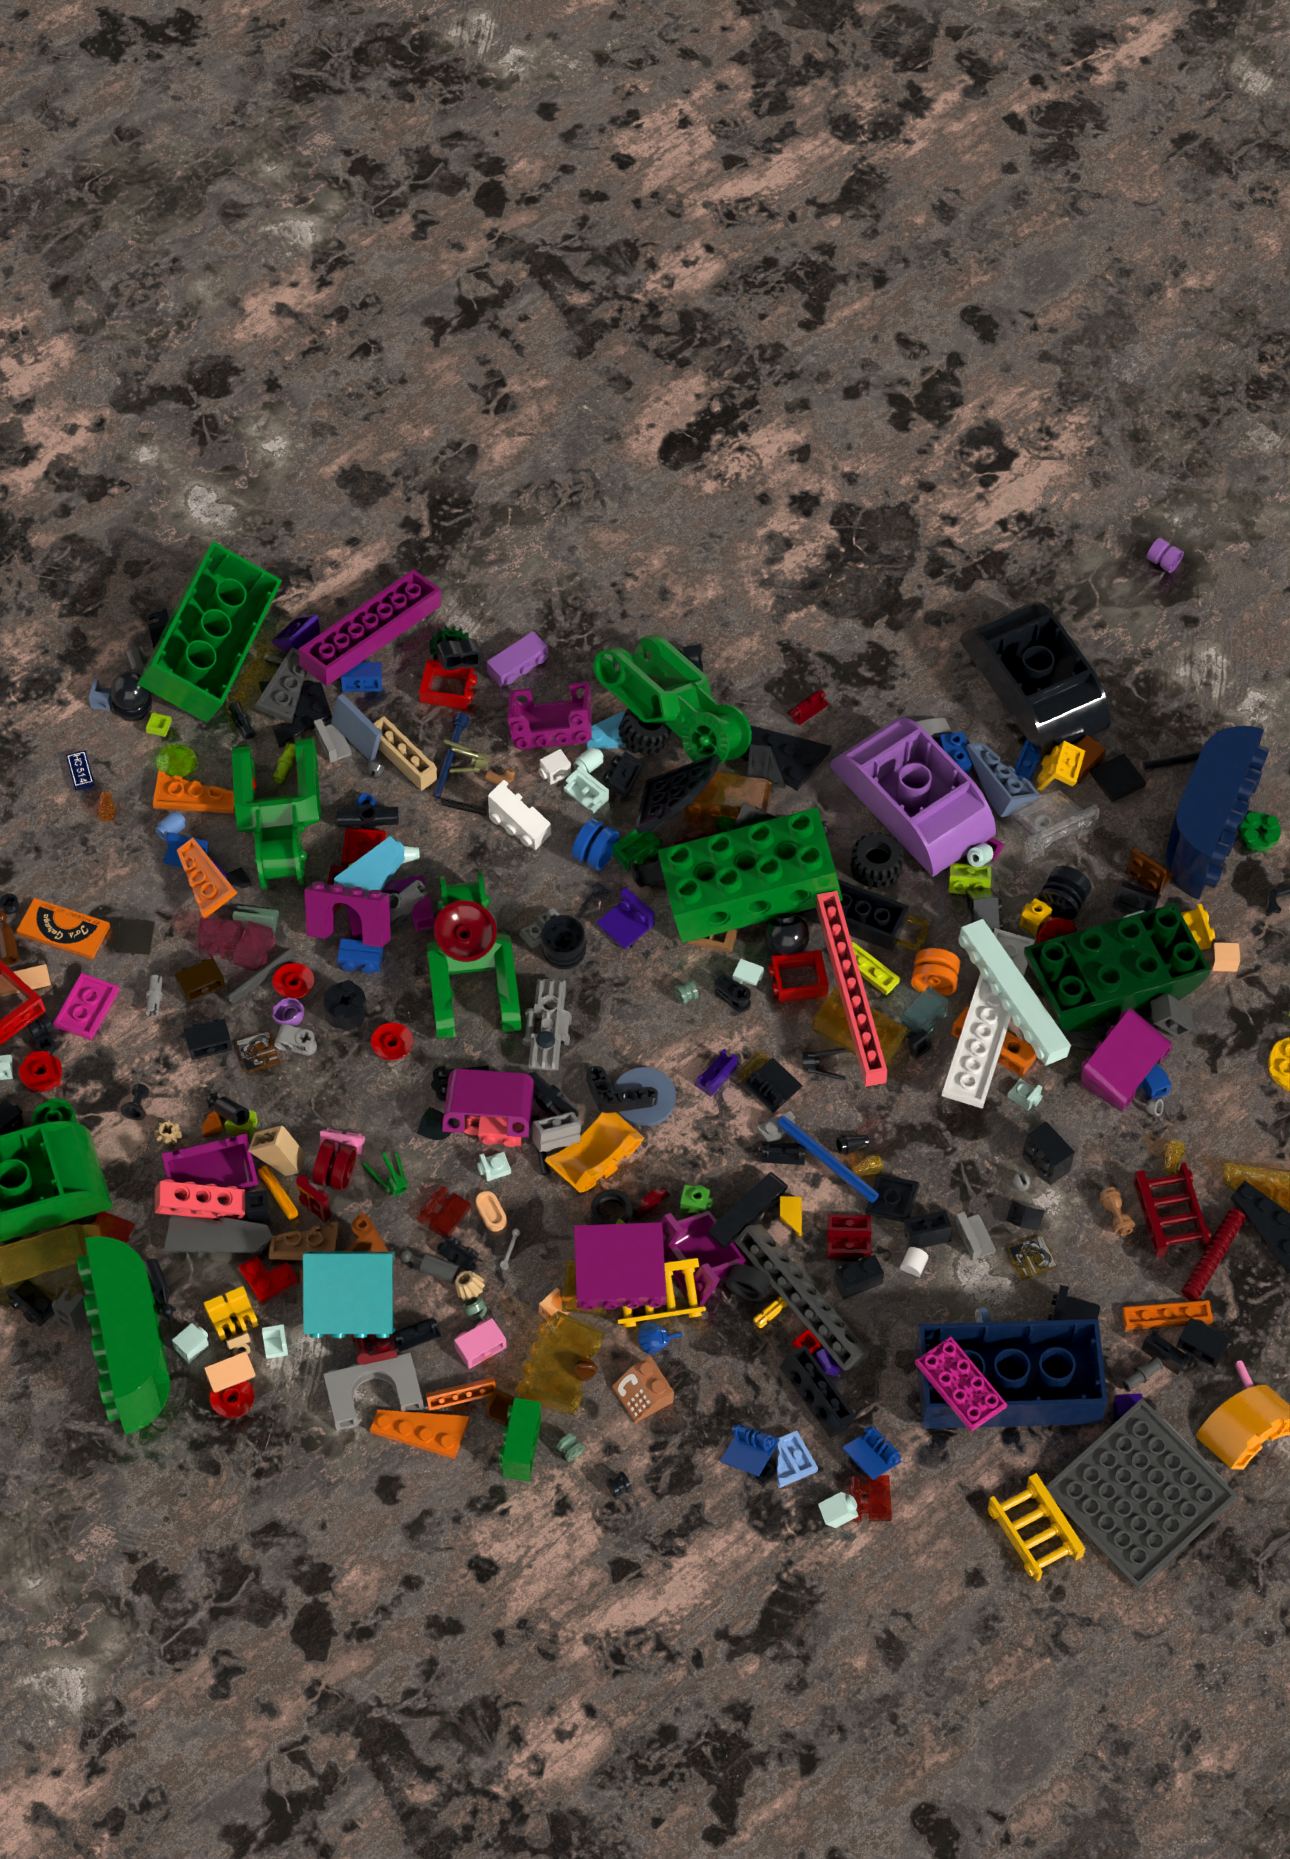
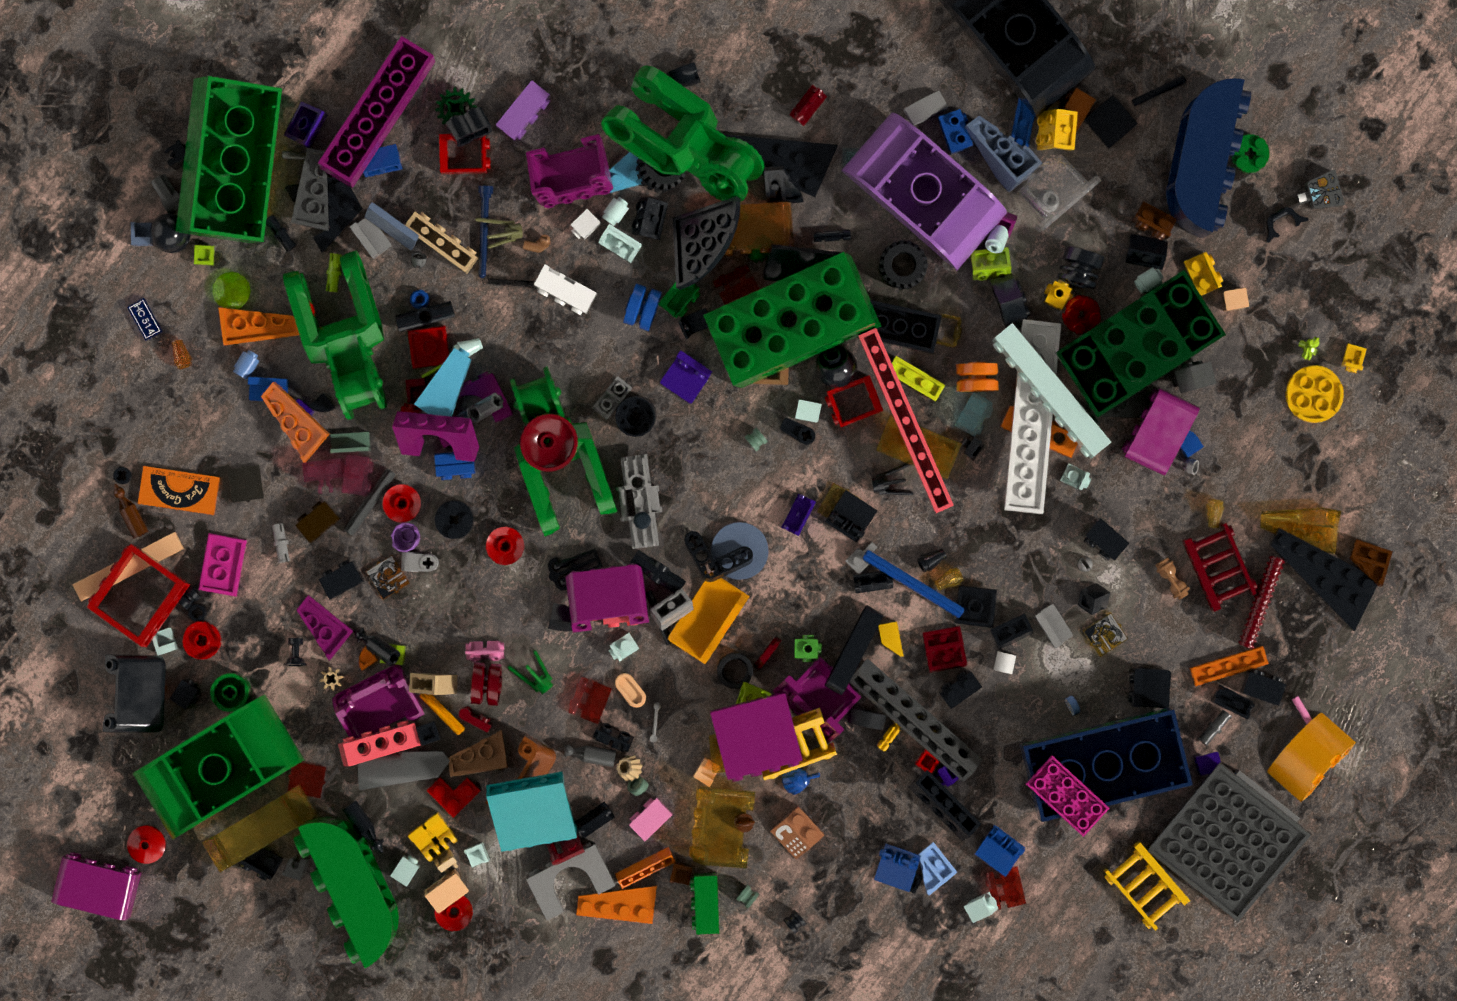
camera: 10 degrees left, 30 degrees up
(176, 1083) = (325, 626): none -> magenta wing

